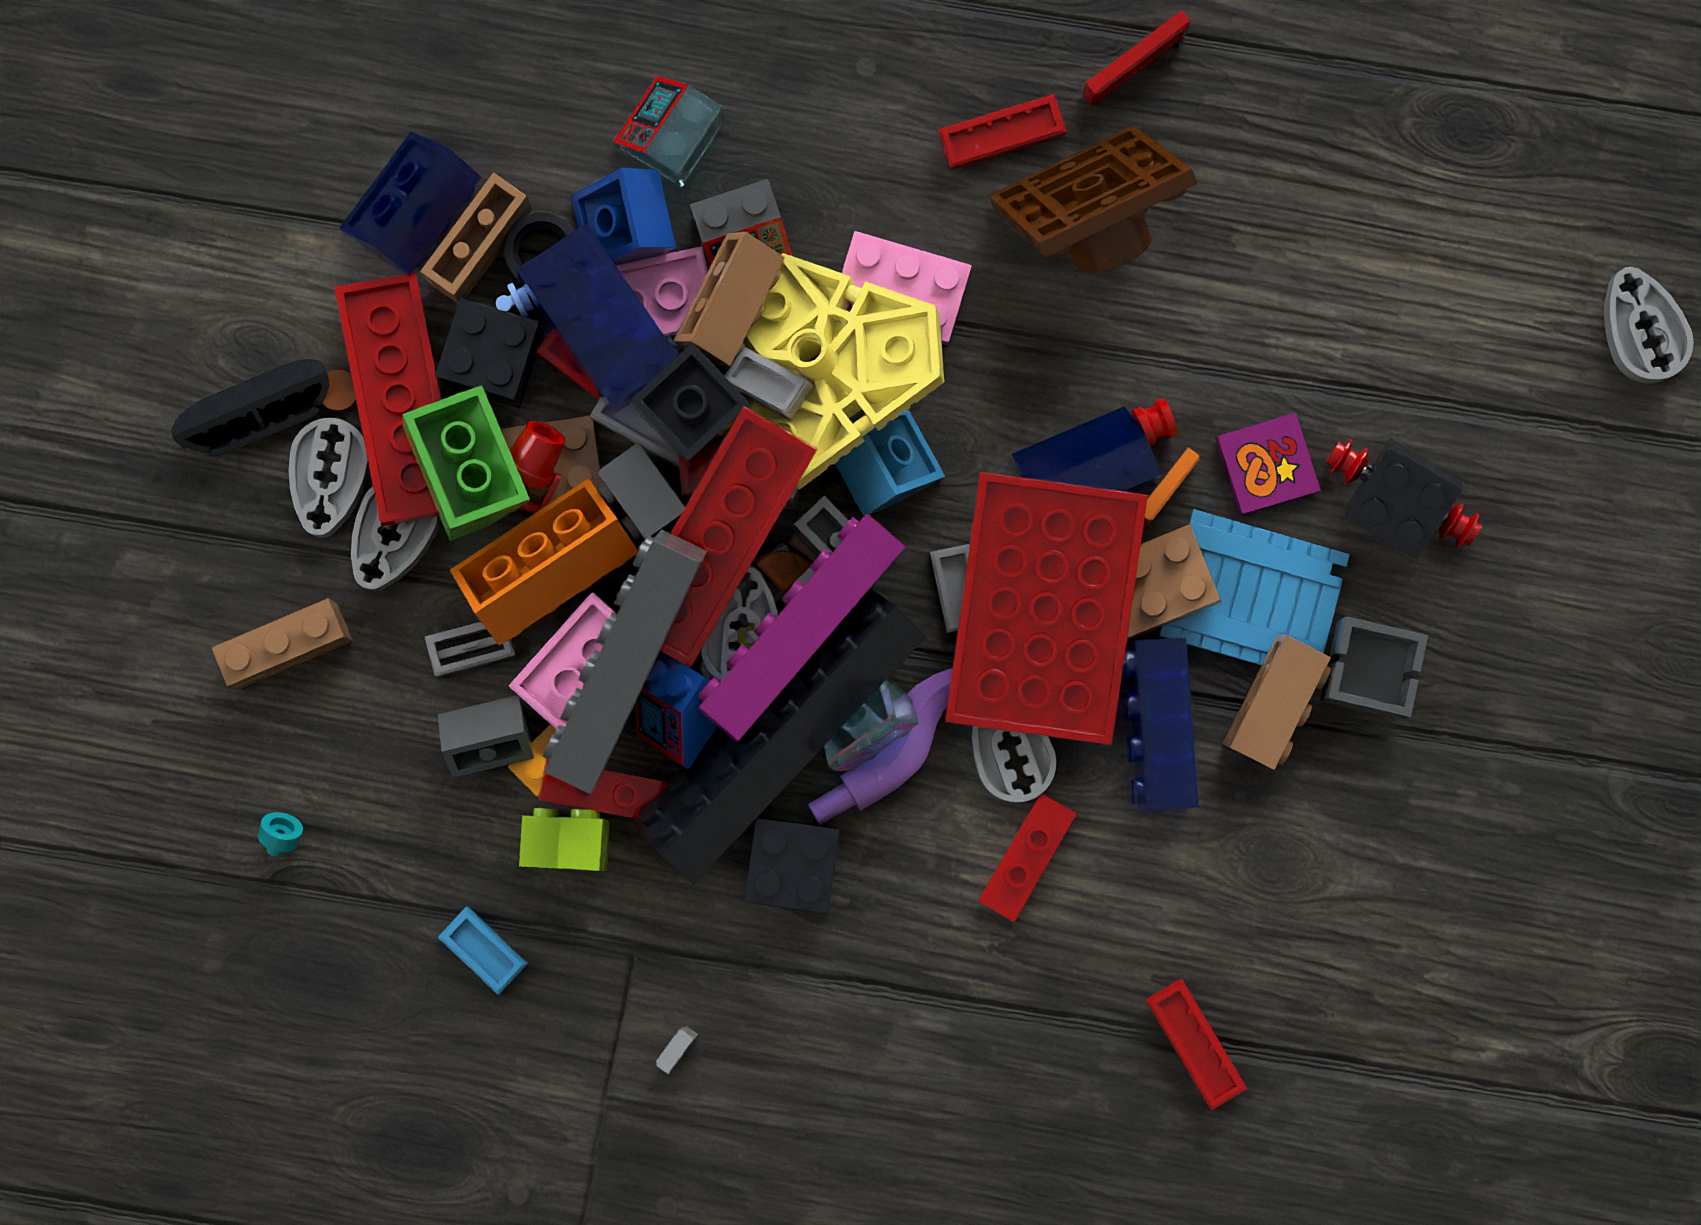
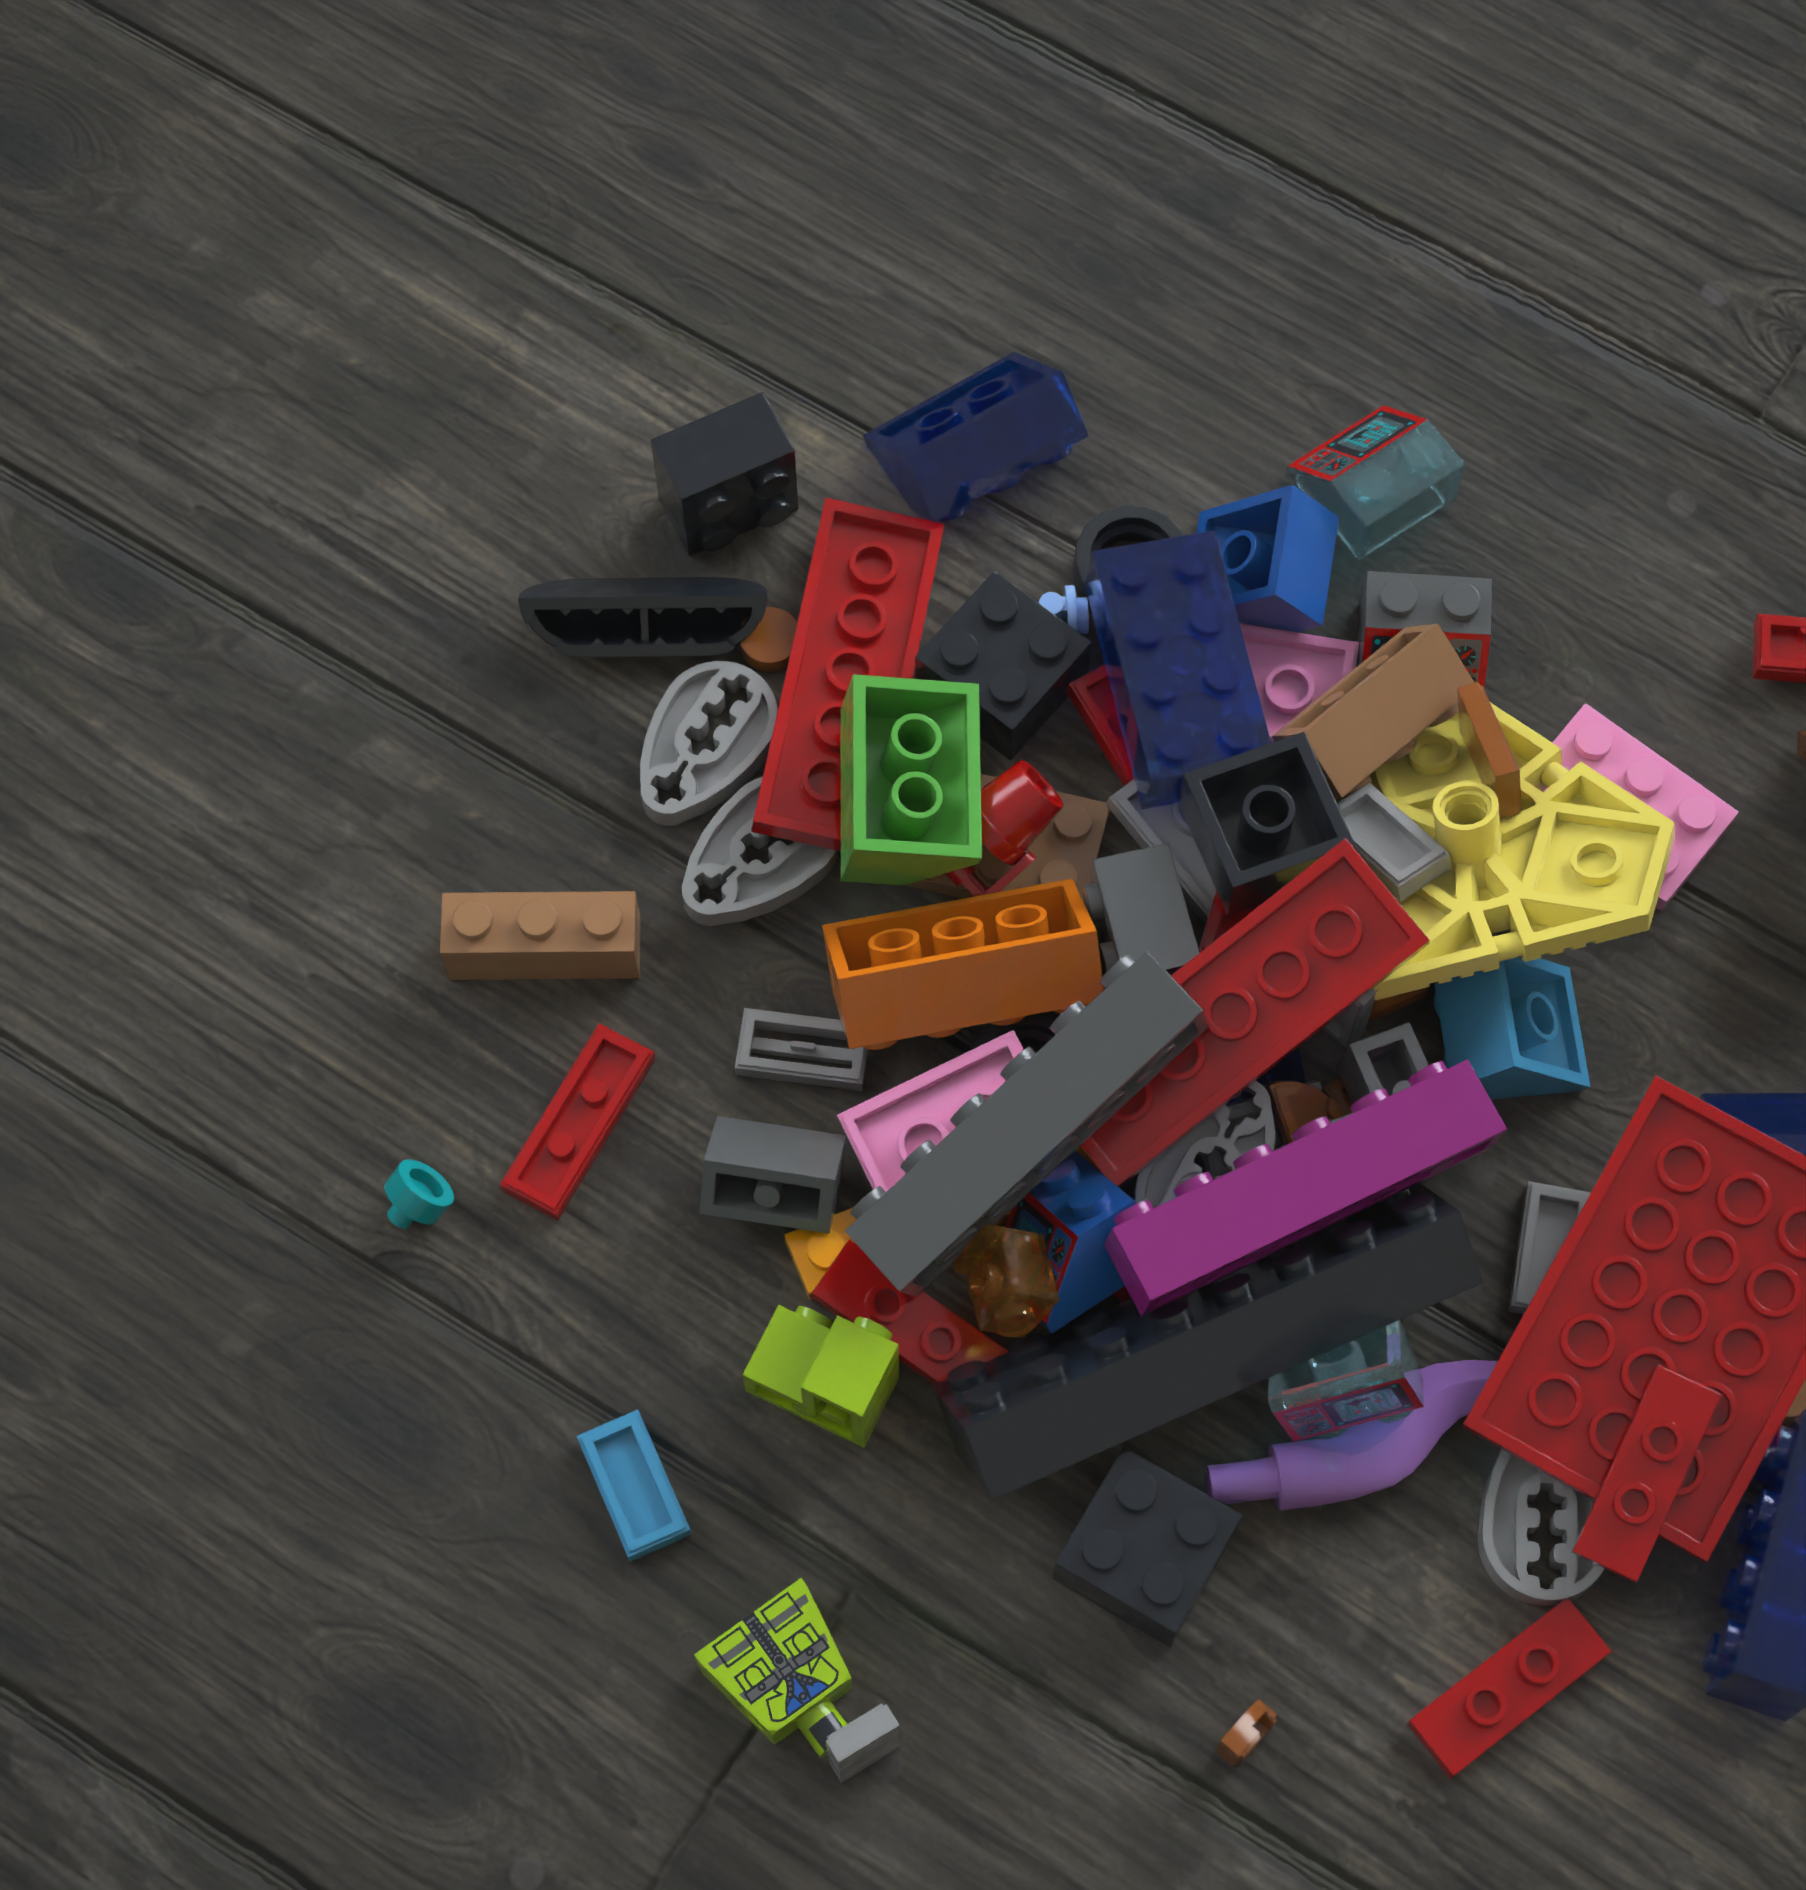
camera: 25 degrees right, 15 degrees down
(266, 299) = (726, 474): none -> black brick
(355, 746) = (578, 1122): none -> red tile
(475, 239) = (1046, 508): medium nougat brick -> none
(614, 1023) = (781, 1669): none -> torso
(651, 749) = (1008, 1279): none -> clear orange brick
(807, 299) = (1489, 748): none -> dark orange tile
(890, 945) = (1246, 1733): none -> dark orange tile
(1059, 710) = (1646, 1473): none -> red plate

